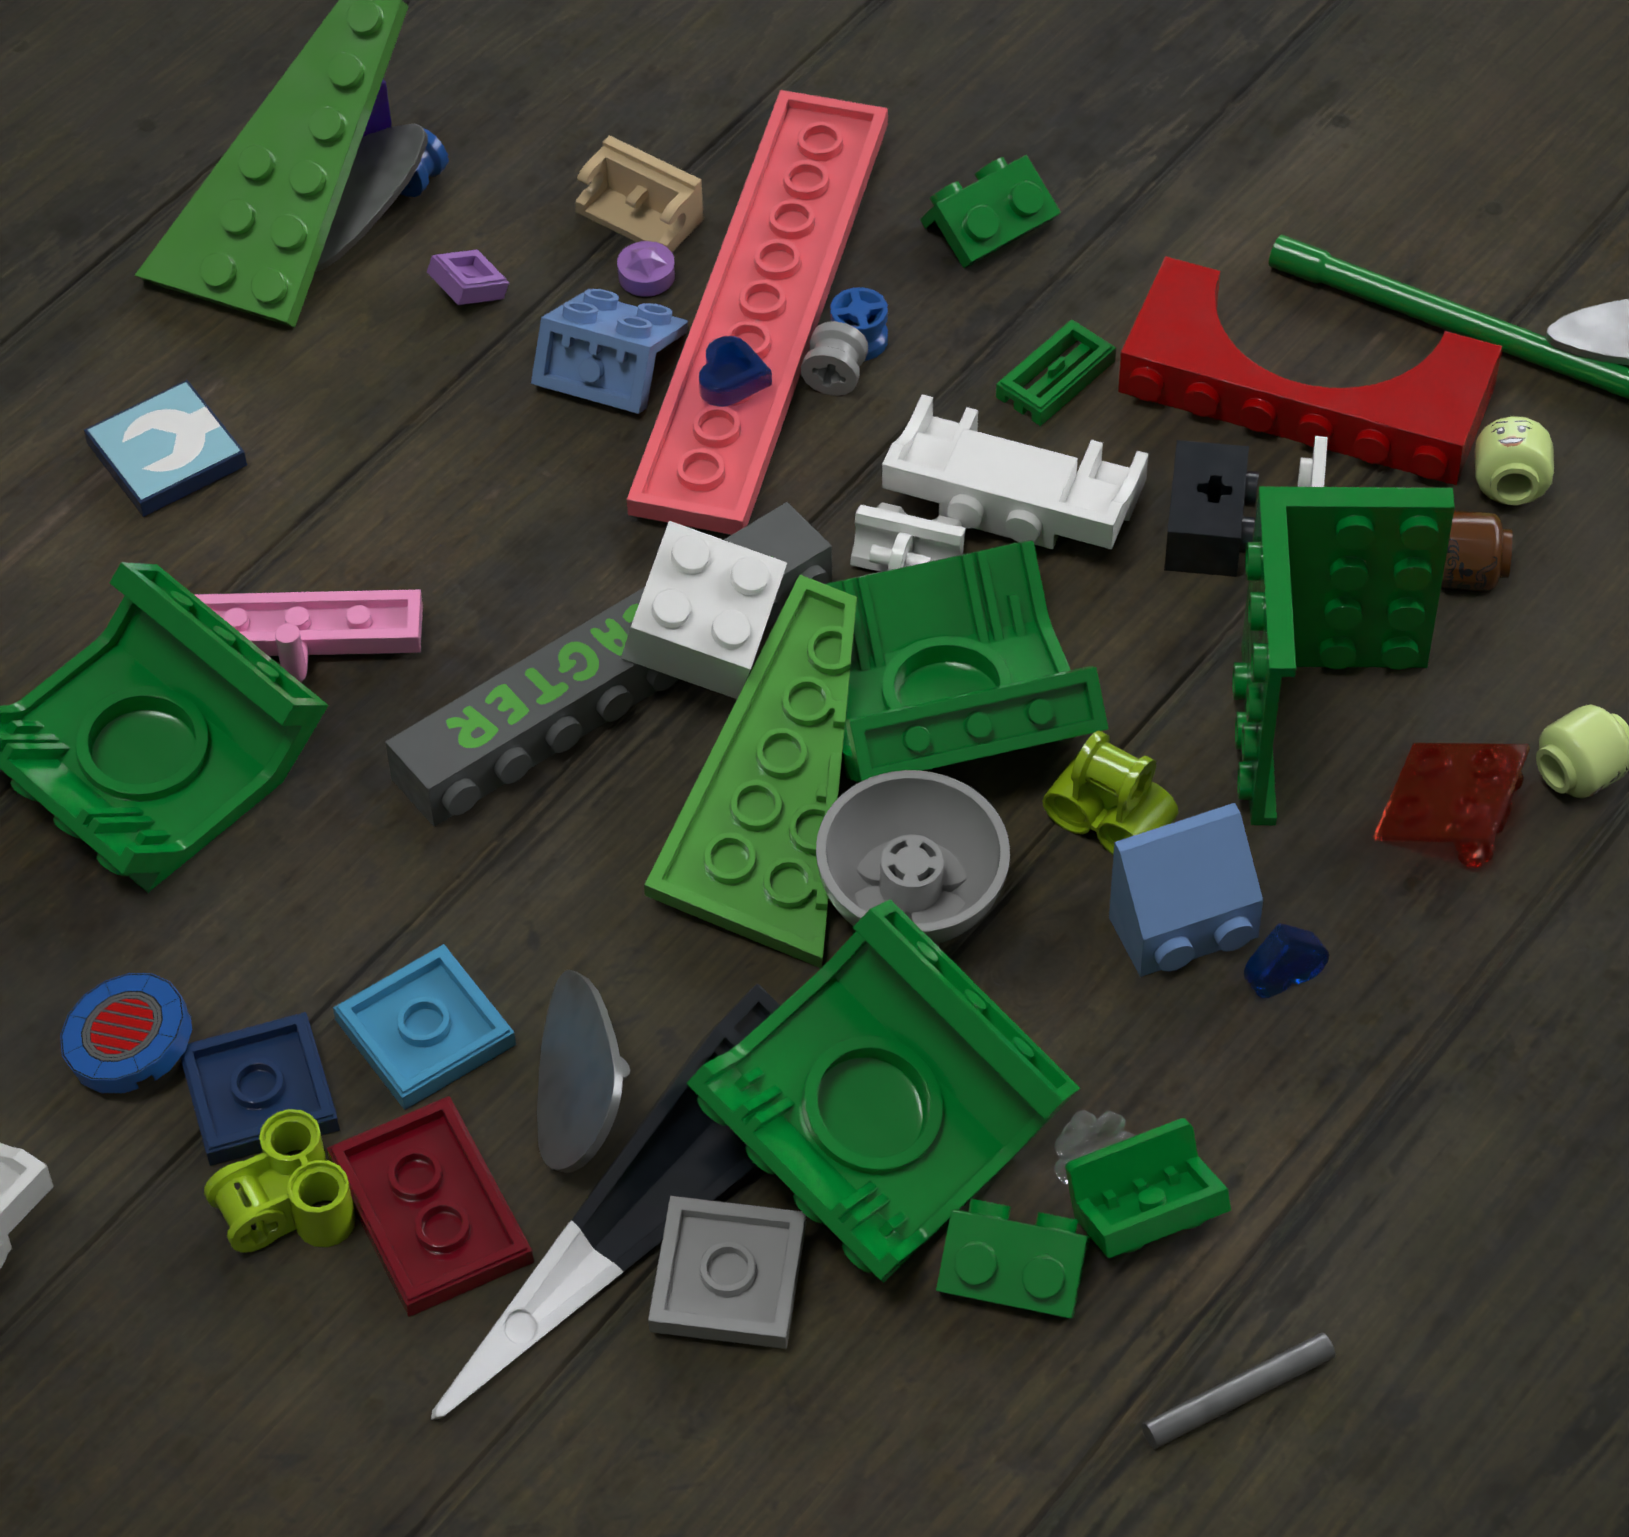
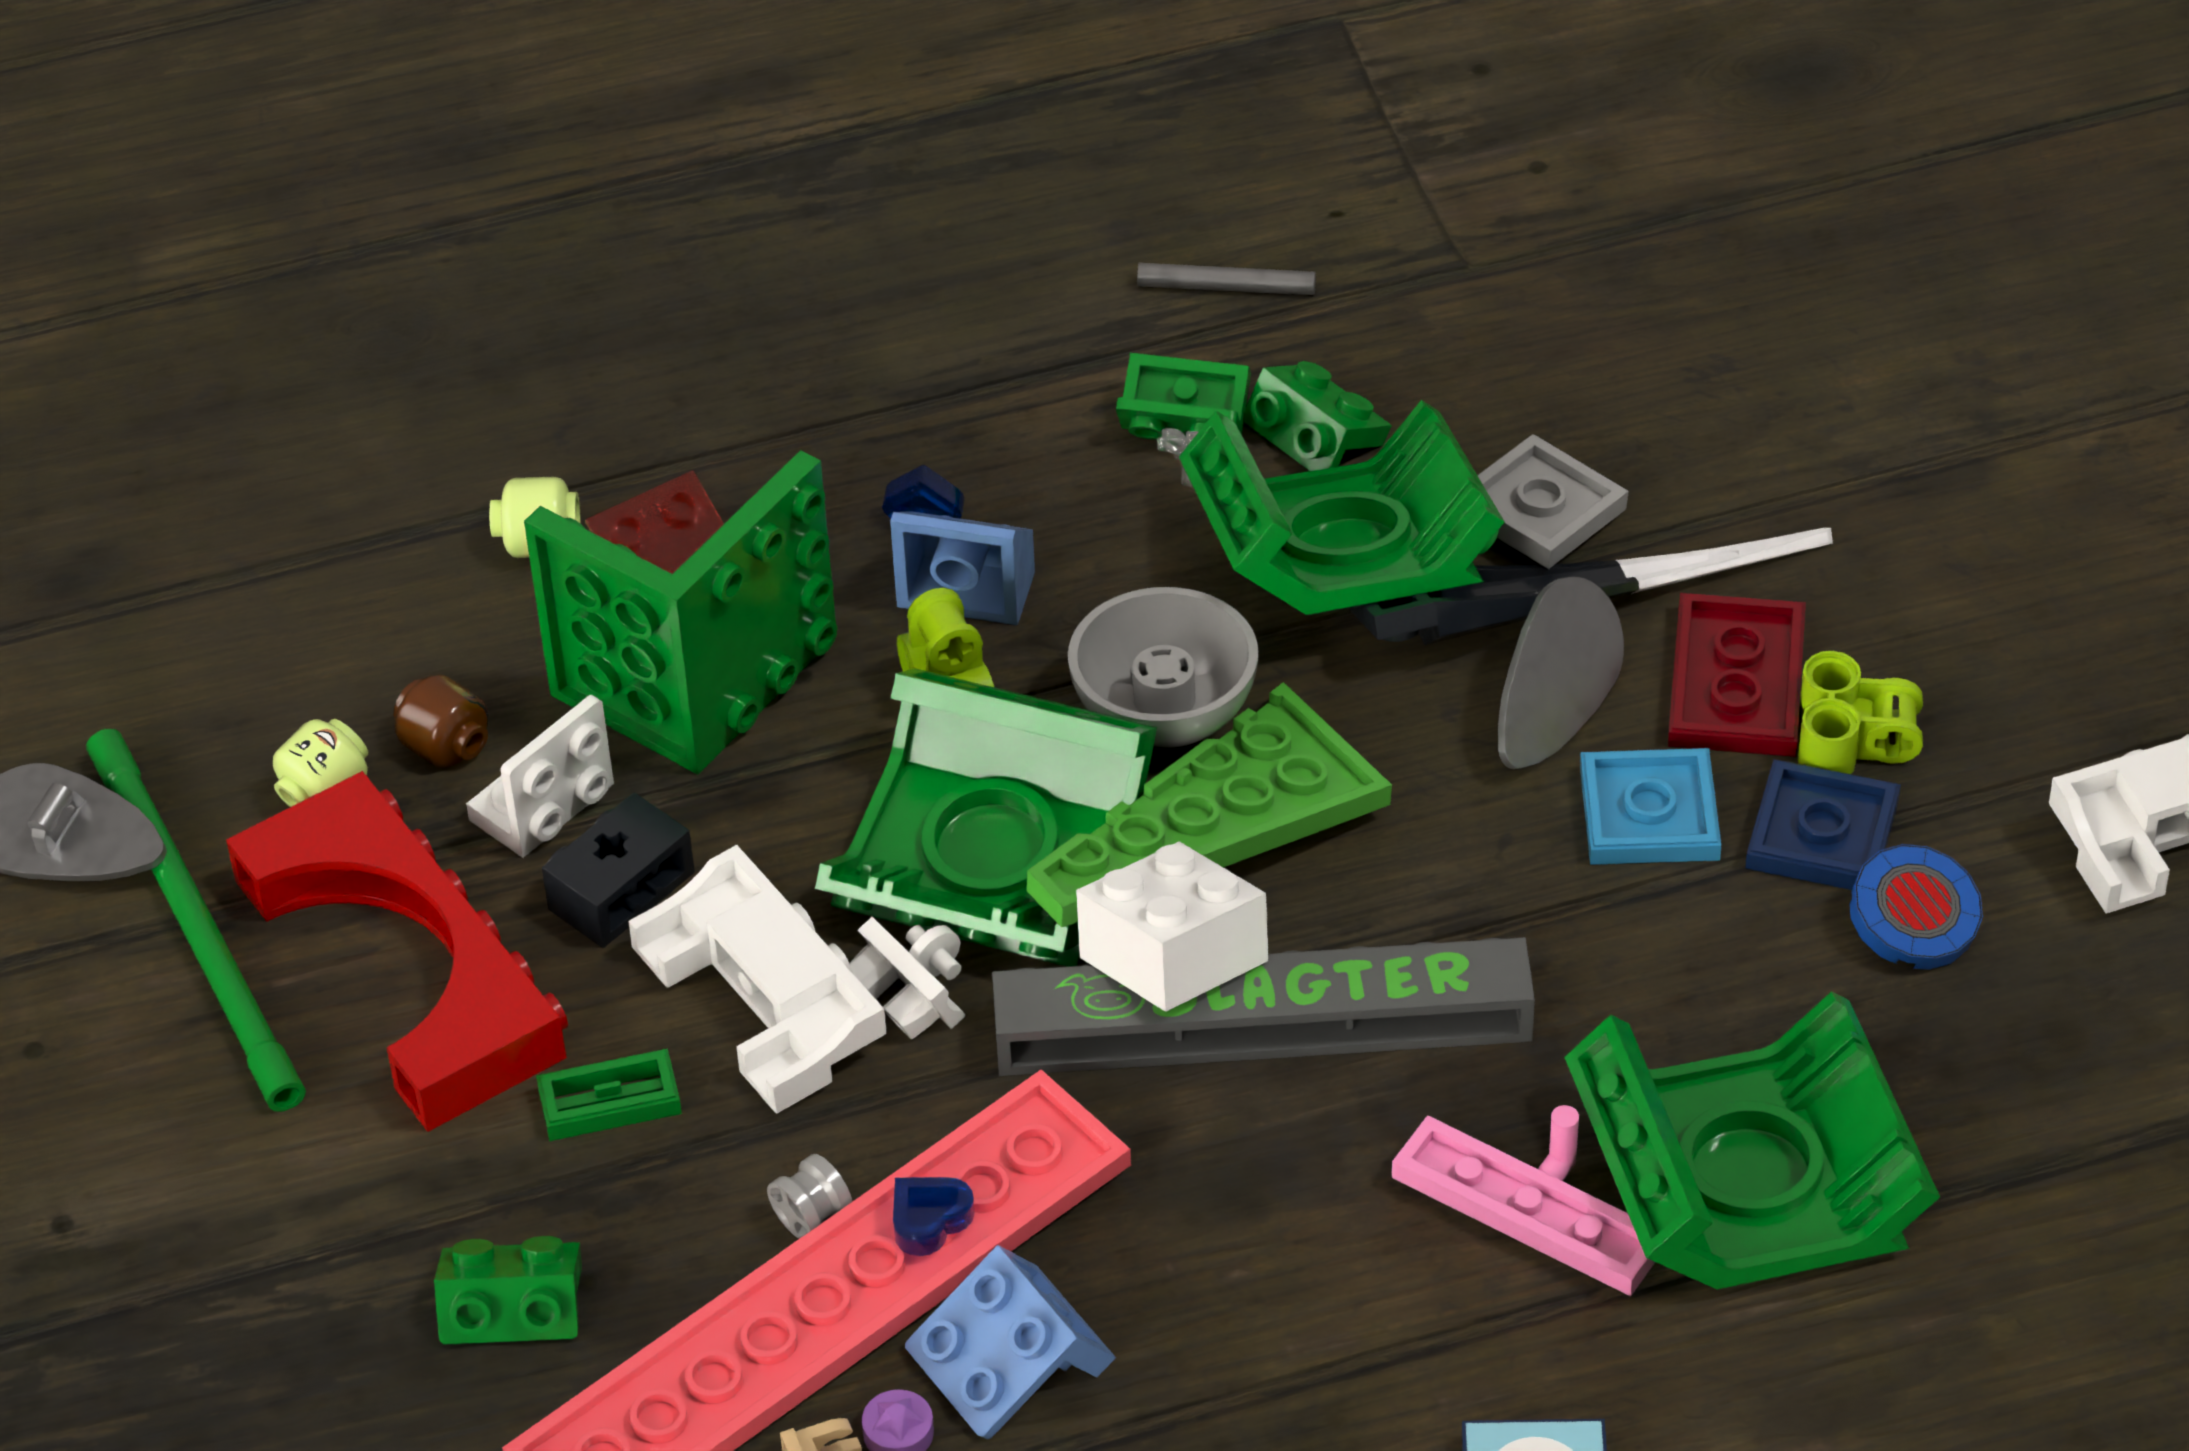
camera: 145 degrees left, 5 degrees down
(867, 313) = (739, 1216): blue wheel -> none

